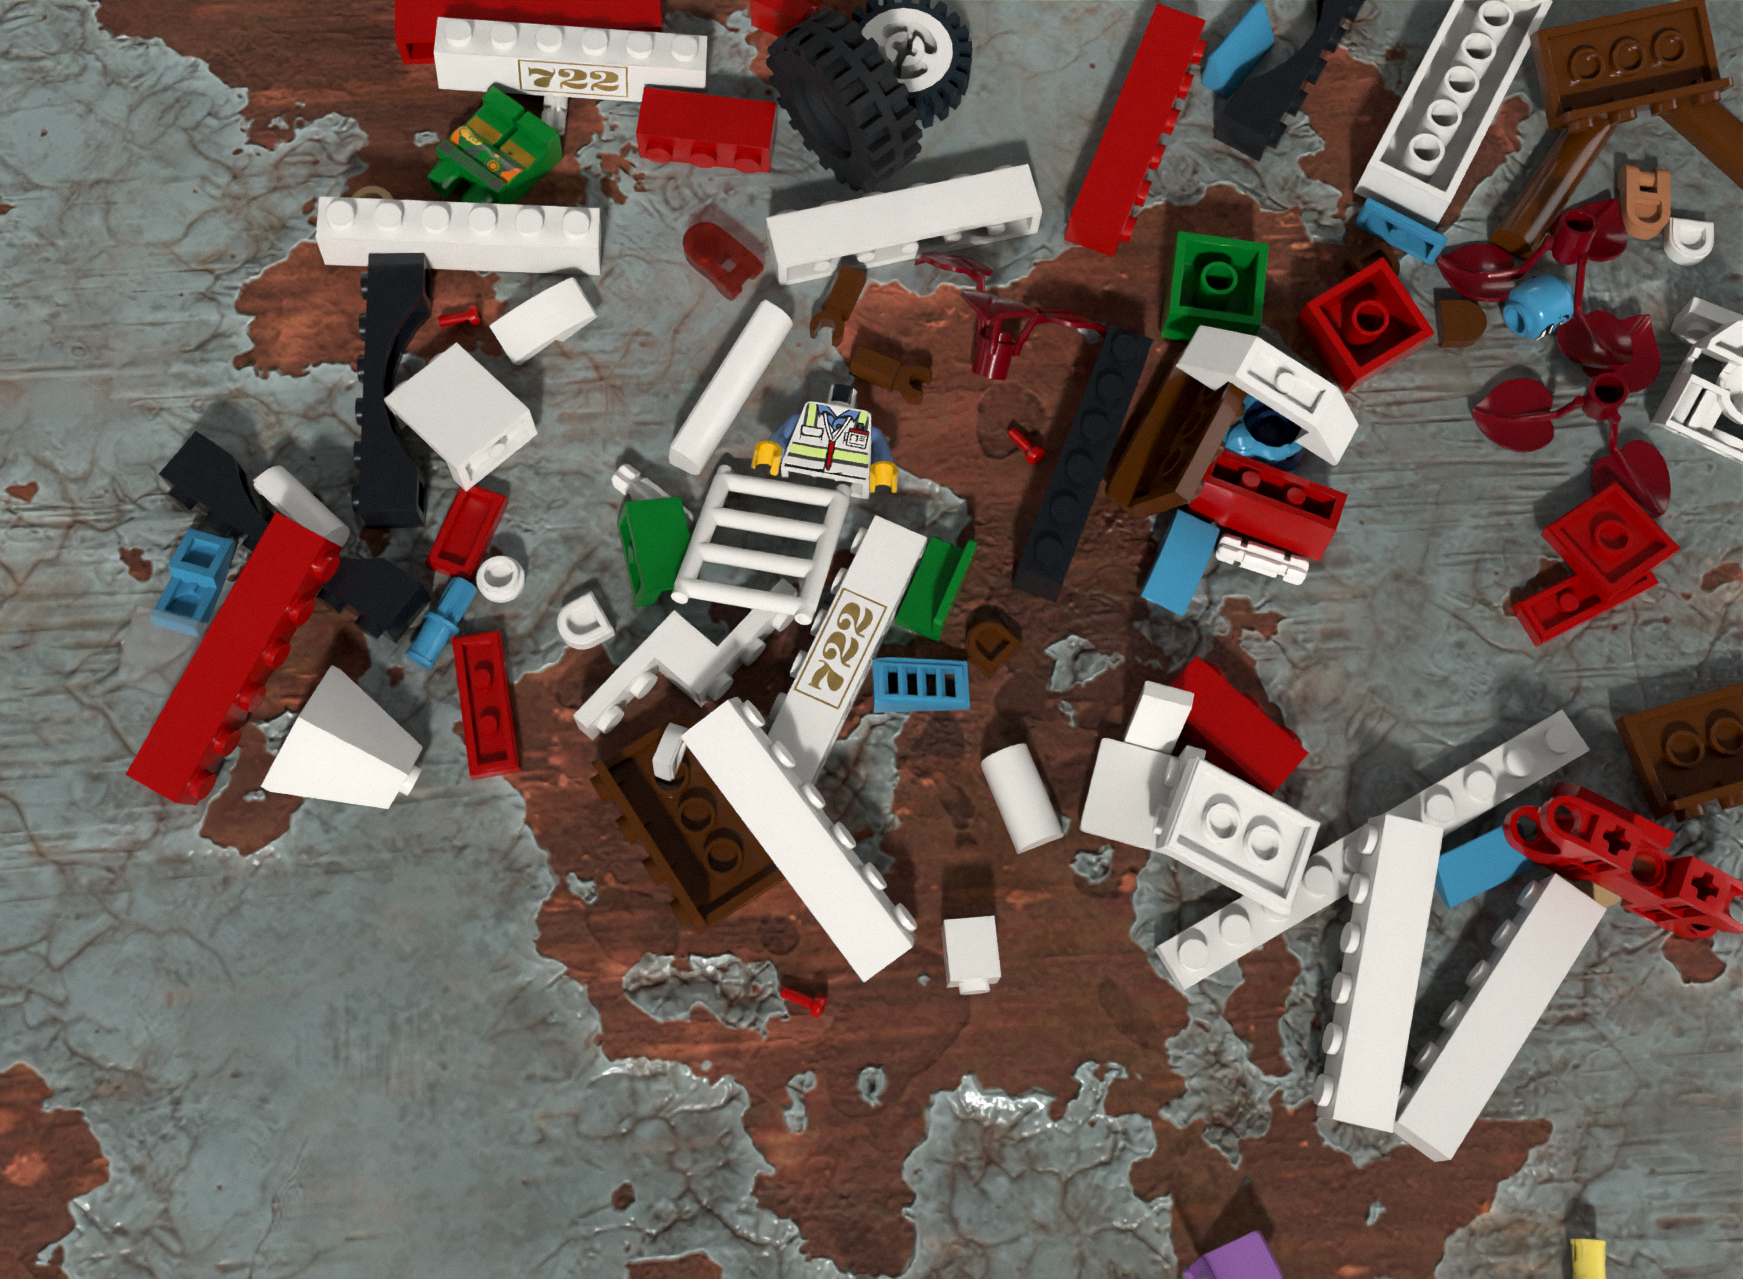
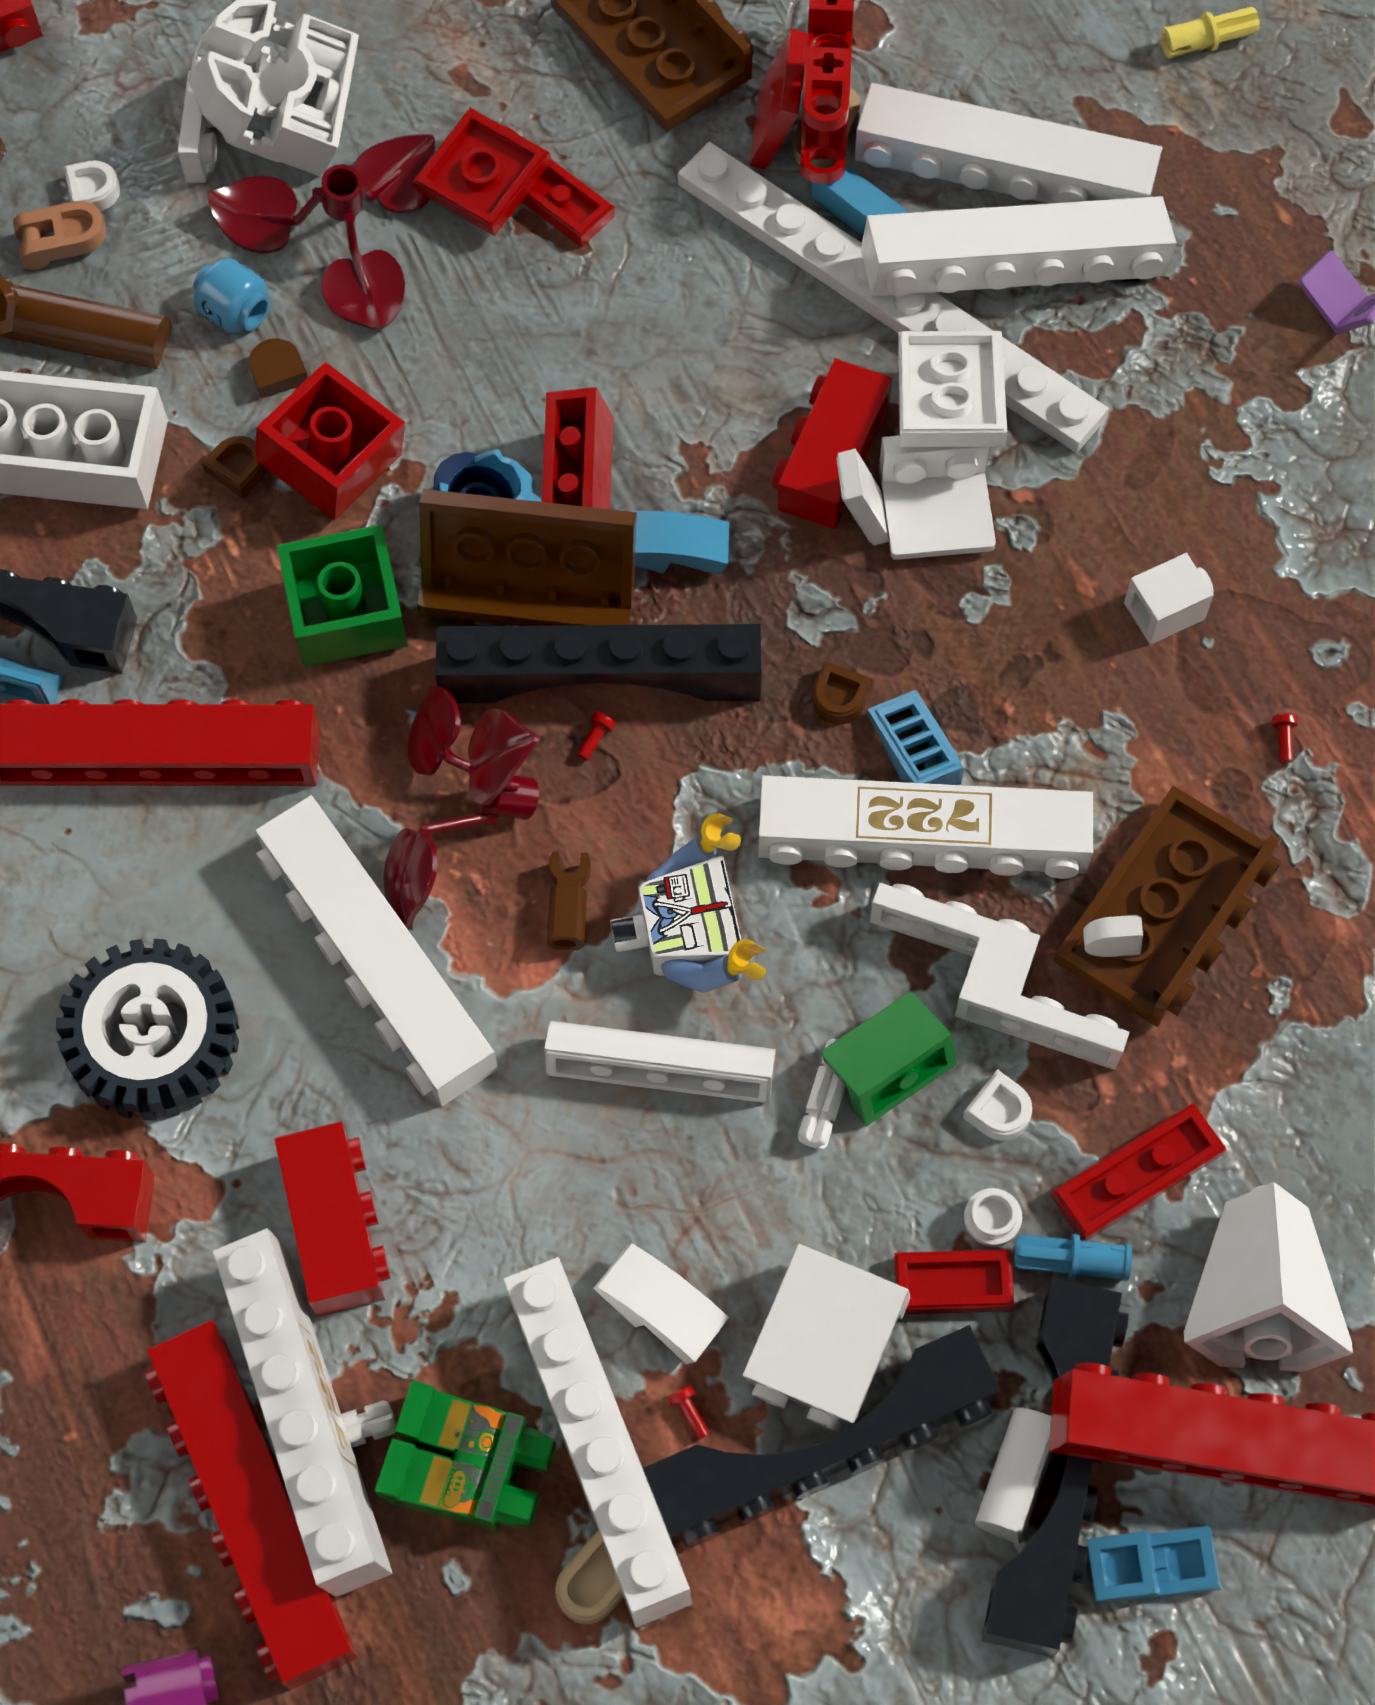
camera: 105 degrees left, 5 degrees down
(158, 649) = (1252, 1547): clear piece -> none
(708, 247) = (490, 1157): clear red plate -> none
(801, 837) = (1142, 777): white brick -> none
(813, 570) = (878, 997): white bar -> none
(839, 303) = (503, 986): reddish brown bar -> none
(844, 99) = (267, 1033): black tyre -> none
(936, 587) = (799, 750): green panel -> none
(1021, 798) = (990, 608): white brick -> none
(1262, 559) = (630, 468): white axle -> none
(1278, 382) = (464, 489): white slope -> none
(1400, 231) = (181, 448): dark azure slope -> none
(1576, 236) = (118, 269): dark red plant -> none

